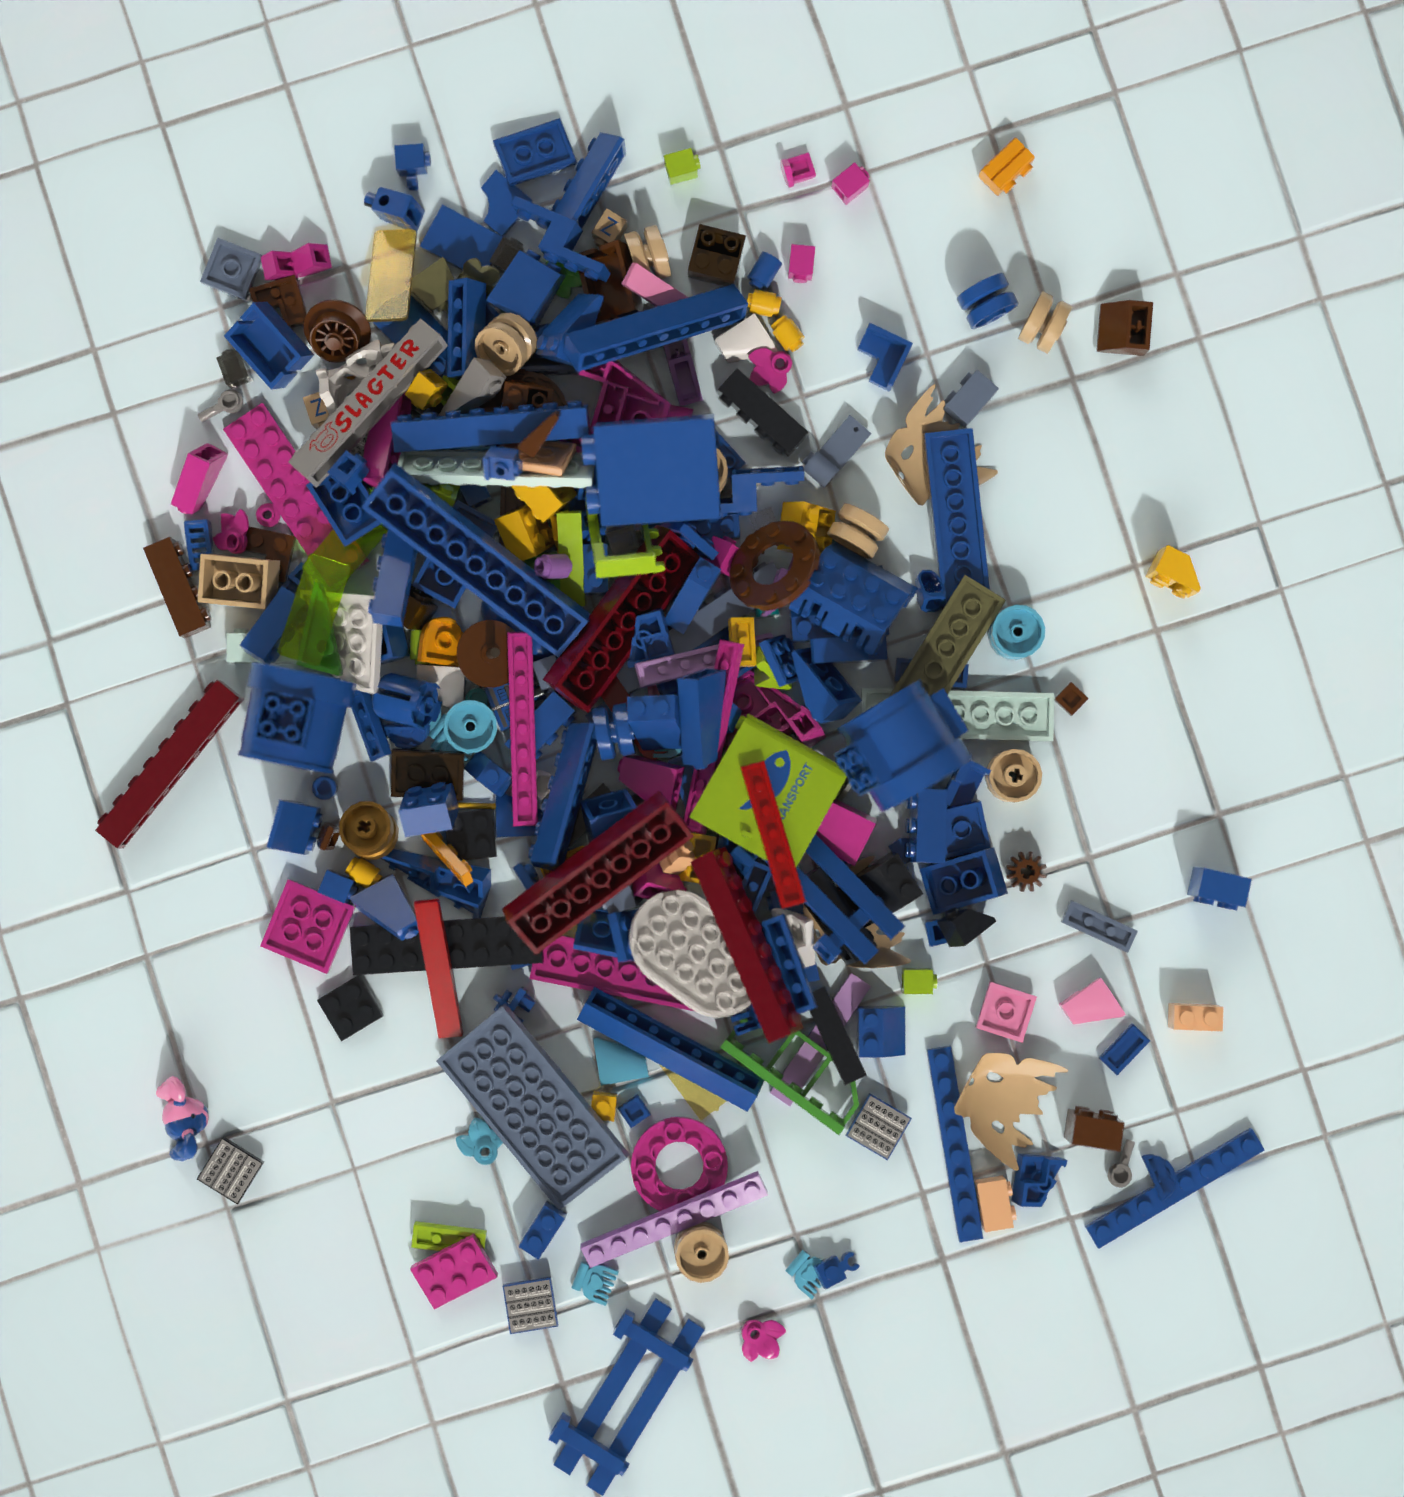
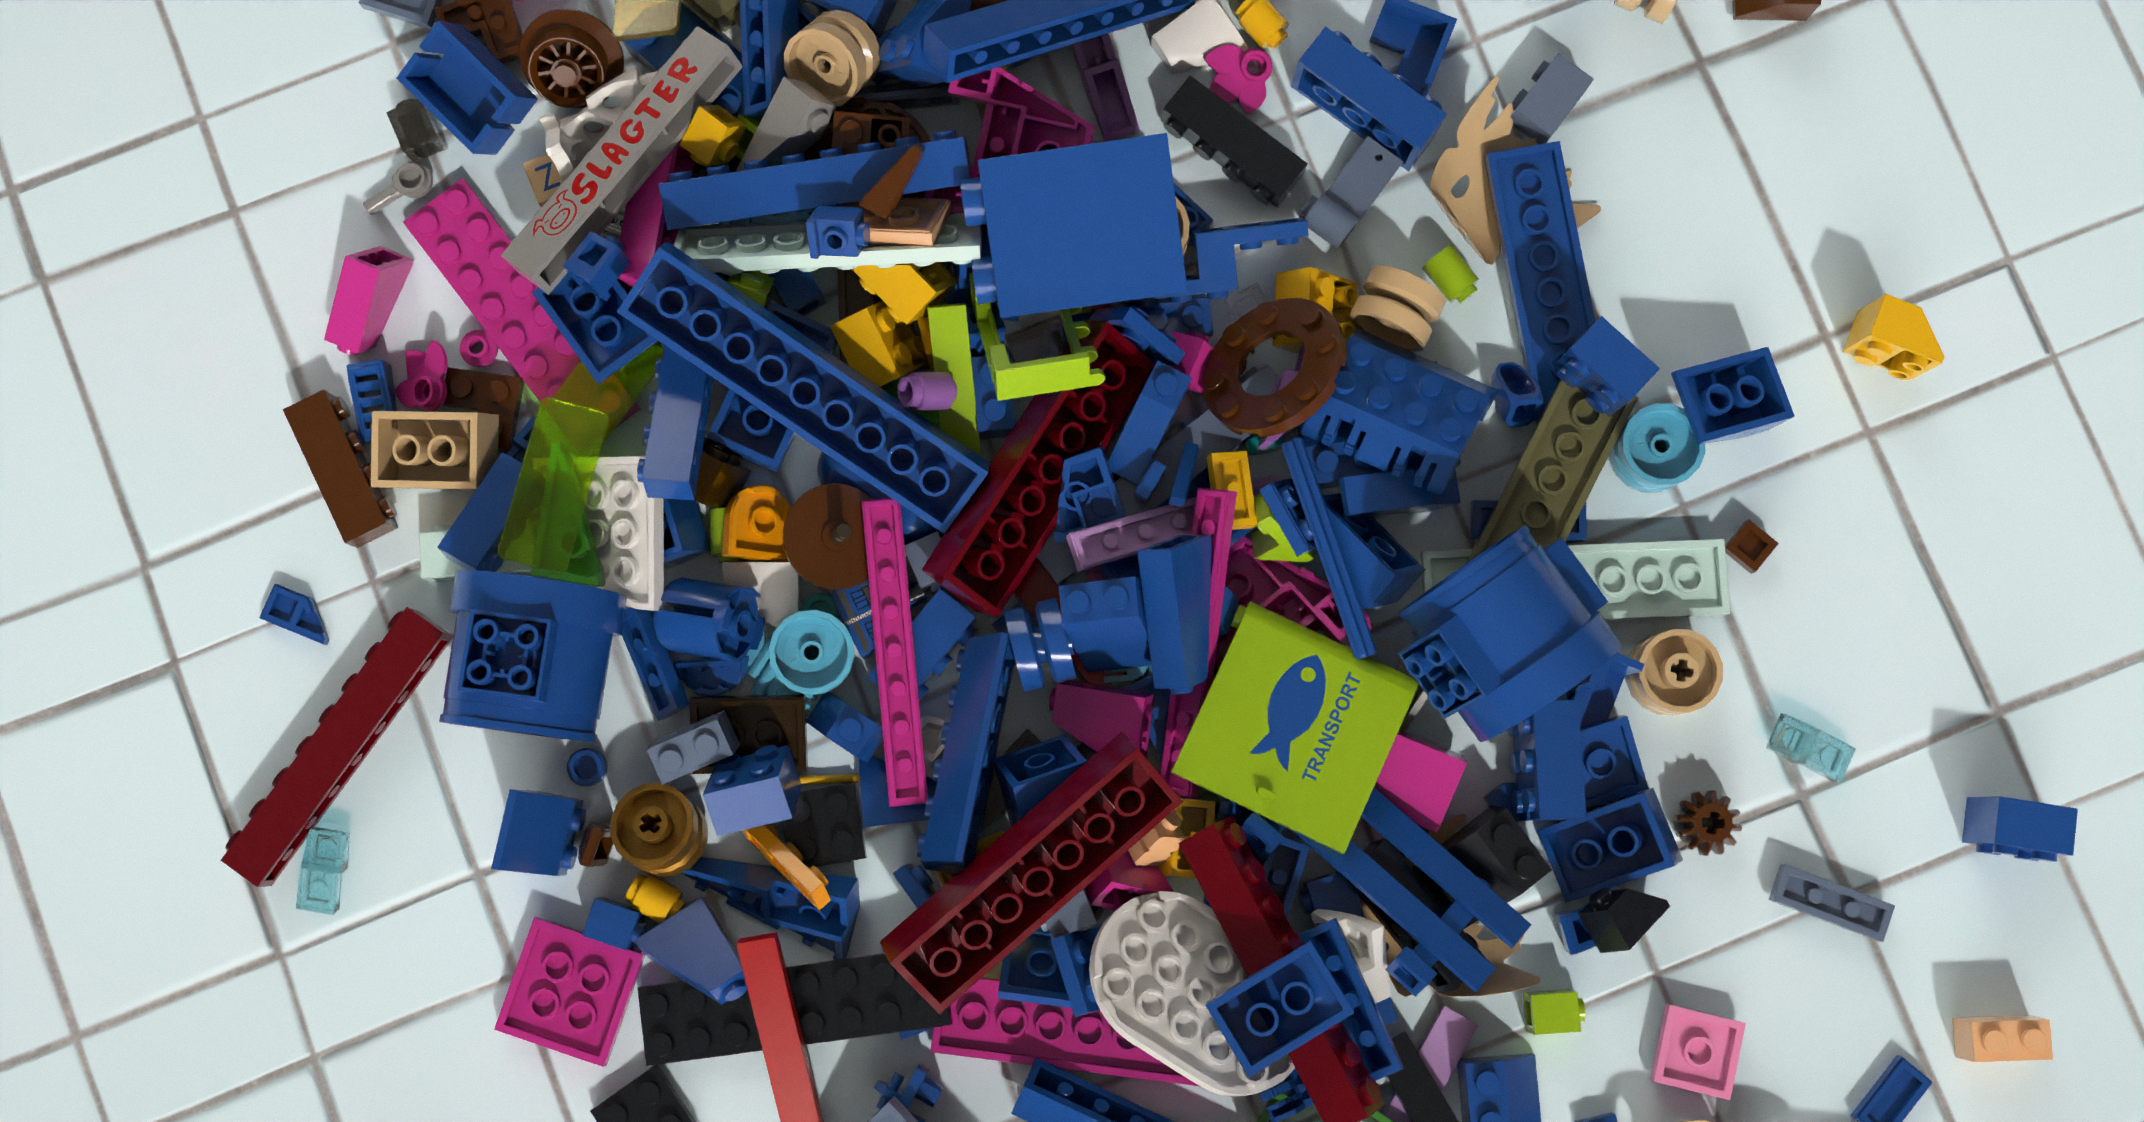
camera: 10 degrees left, 5 degrees down
(144, 677) = (295, 613): none -> blue tile
(156, 841) = (322, 869): none -> clear light blue slope
(392, 780) = (693, 747): none -> sand blue brick
(690, 633) = (1149, 481): none -> blue tile
(712, 630) = (1184, 475): none -> blue tile
(742, 965) = (1279, 1008): none -> blue slope
(772, 834) = (1308, 791): red tile -> none
(799, 683) = (1328, 548): none -> blue axle
(851, 391) = (1367, 96): none -> blue brick
(896, 510) = (1451, 275): none -> lime brick
(983, 581) = (1605, 367): none -> blue brick
(1065, 603) = (1733, 396): none -> blue slope
(1092, 1004) = (1832, 1029): bright pink slope -> none
(1096, 829) = (1810, 747): none -> clear light blue slope

